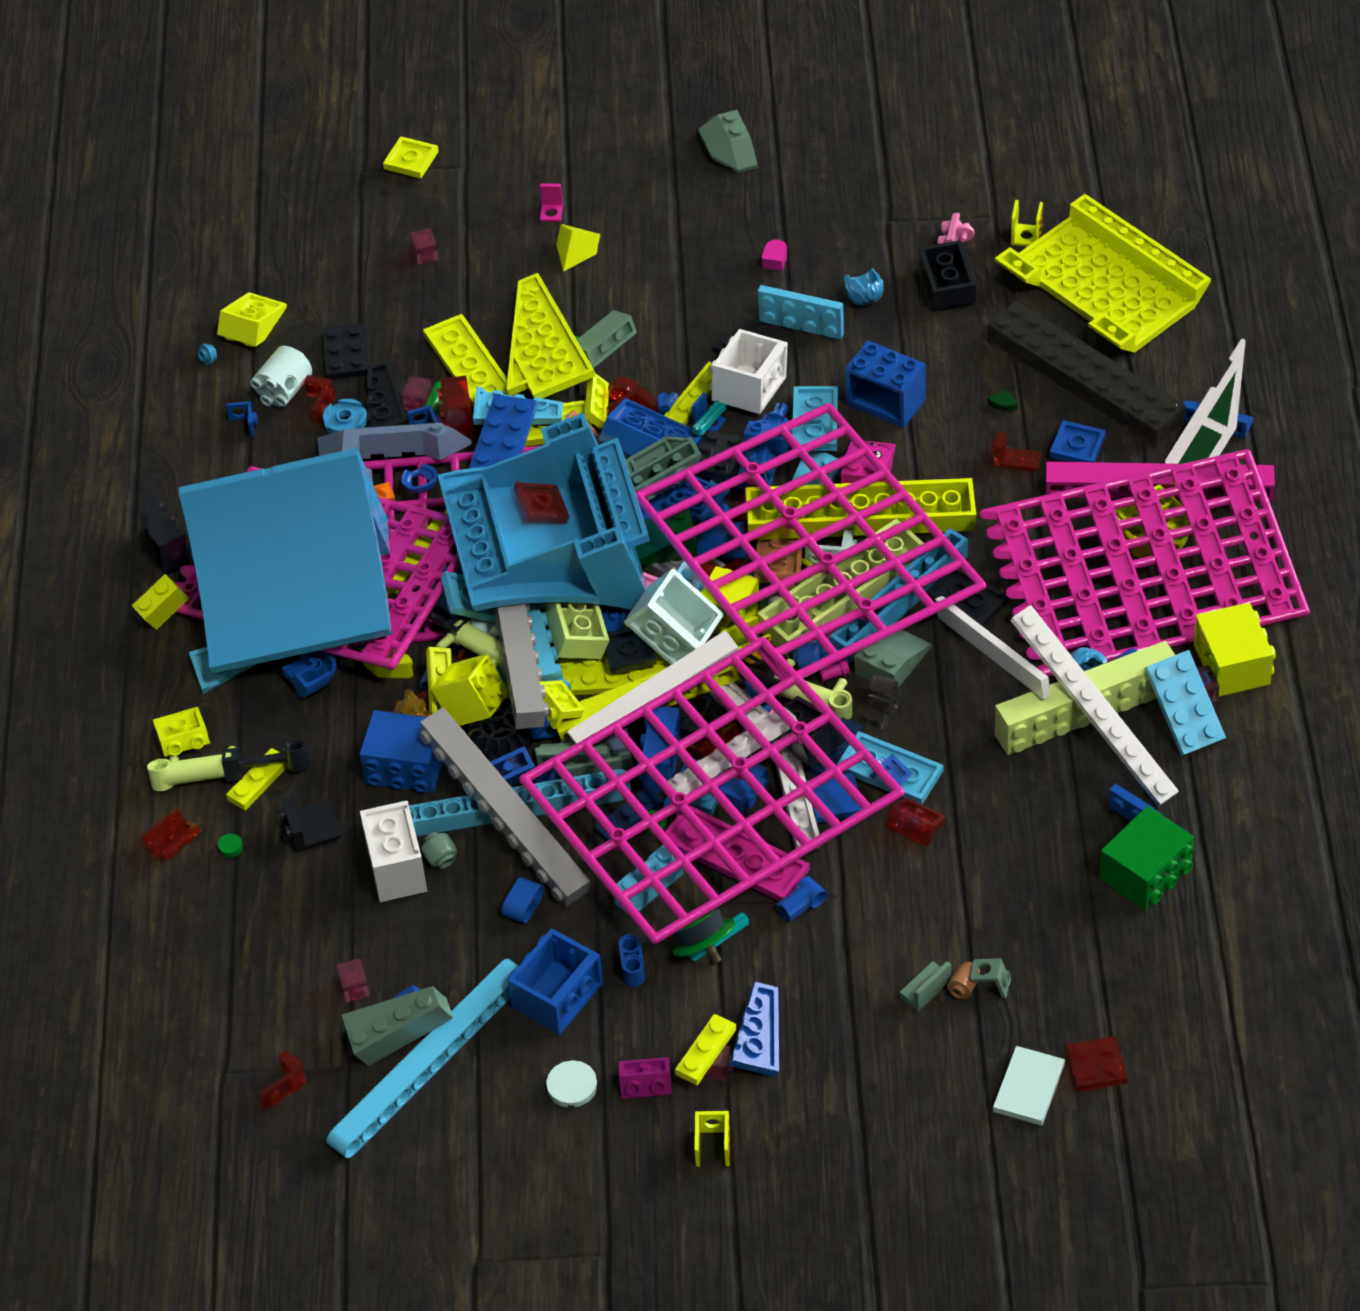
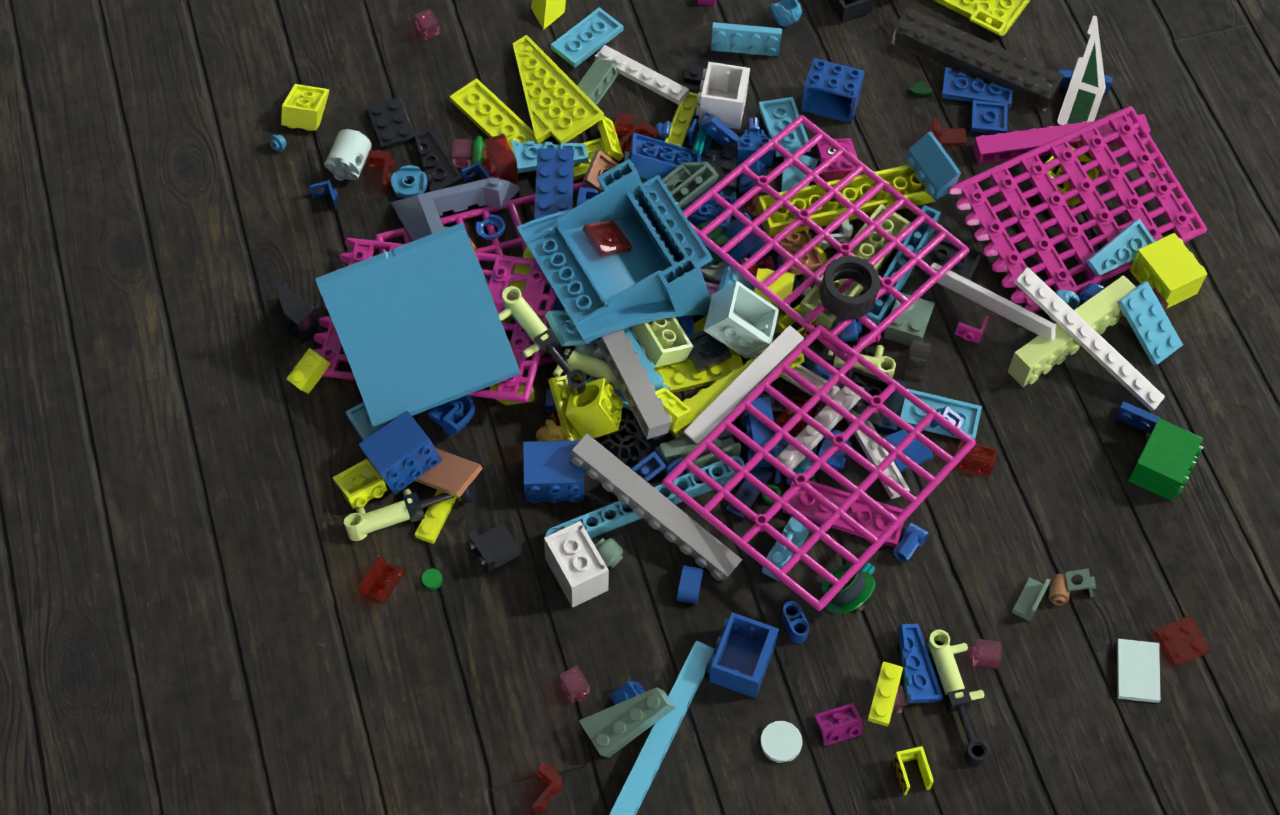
camera: 20 degrees left, 10 degrees up
(233, 701) = (400, 452): none -> blue container
(276, 730) = (451, 474): none -> nougat tile
(428, 598) = (543, 338): none -> piece
(611, 285) = (587, 37): none -> medium azure plate
(665, 338) = (644, 75): none -> white plate
(728, 410) = (717, 130): none -> blue bracket
(795, 1067) = (957, 696): none -> piece
(810, 620) = (855, 269): none -> black tyre
(847, 1033) = (986, 653): none -> clear pink brick
(964, 684) = (971, 333): none -> dark pink bracket
(968, 482) = (932, 166): none -> dark azure slope
(1057, 405) = (966, 89): none -> blue wing
(1178, 614) = (1121, 248): none -> medium azure wing

